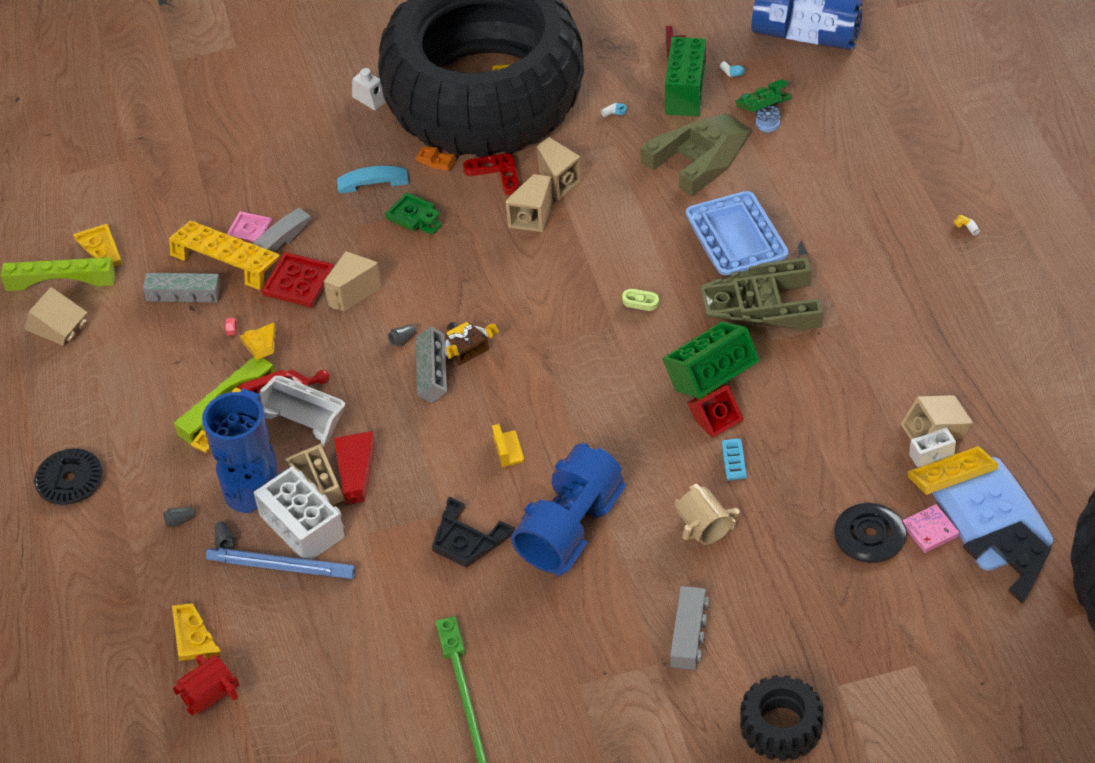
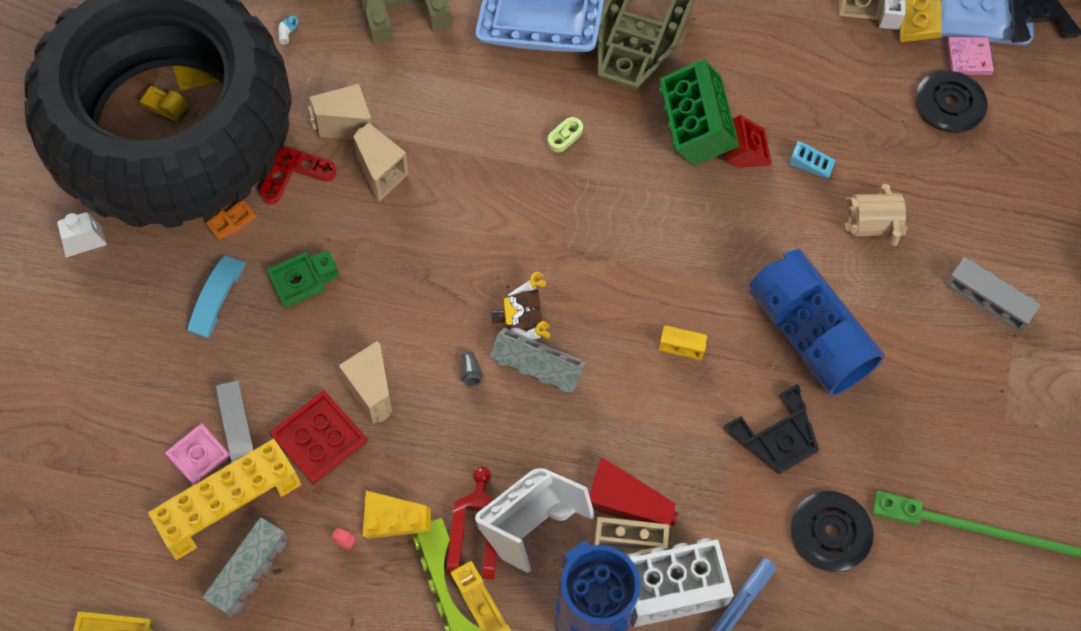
camera: 70 degrees left, 15 degrees up
(404, 618) = (854, 528): none -> black piece

